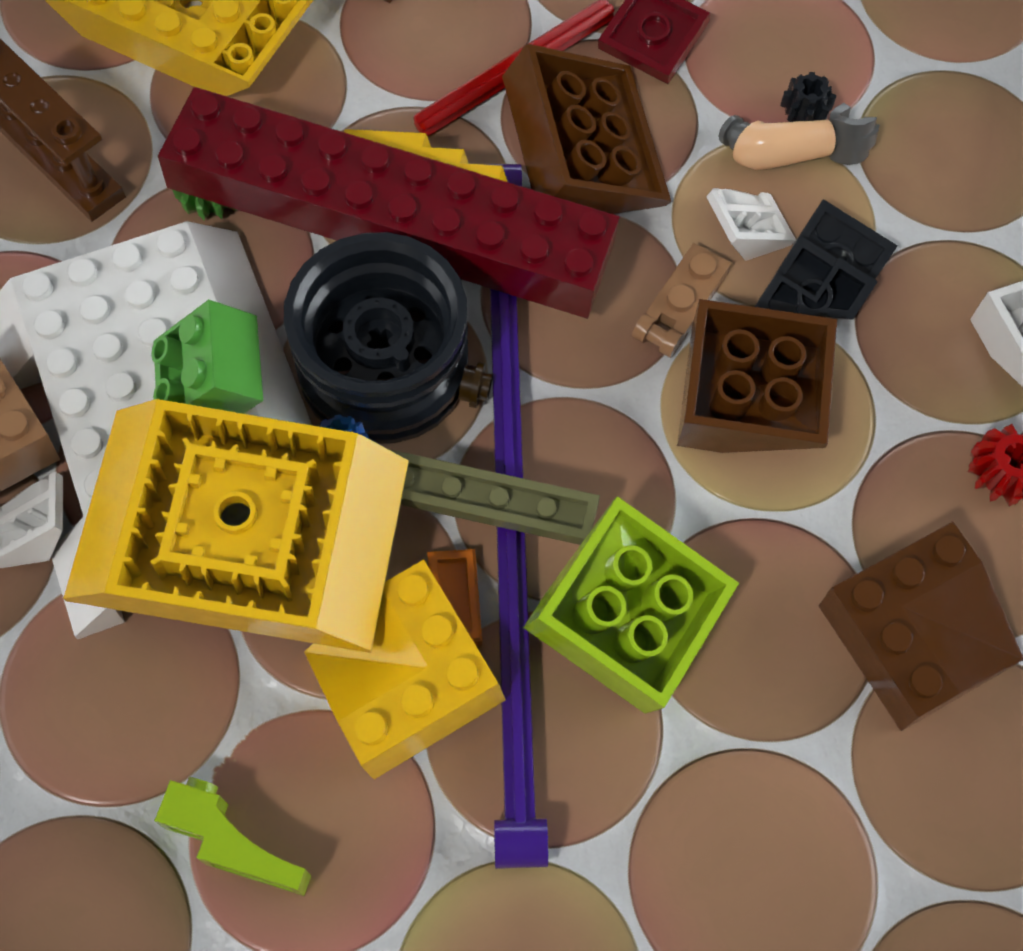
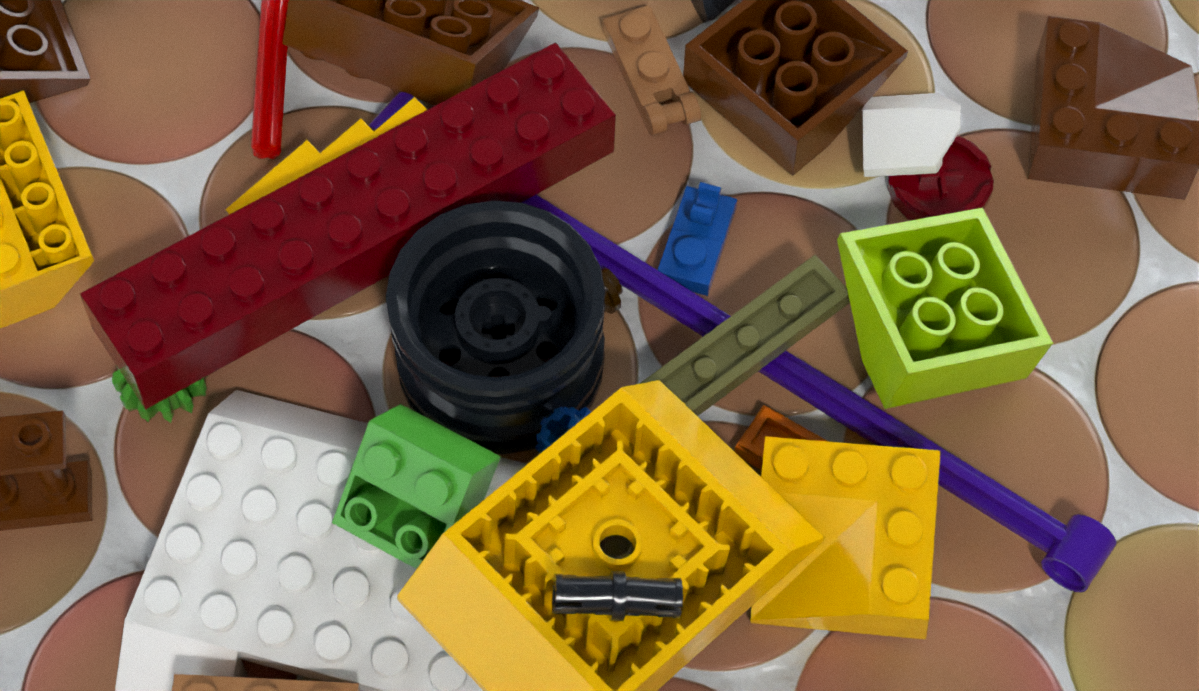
camera: 50 degrees left, 5 degrees down
(180, 535) = (617, 596): none -> black pin
(572, 420) = (698, 237): none -> blue plate
(760, 546) = (958, 186): none -> dark red tile
(771, 492) = (908, 133): none -> white slope

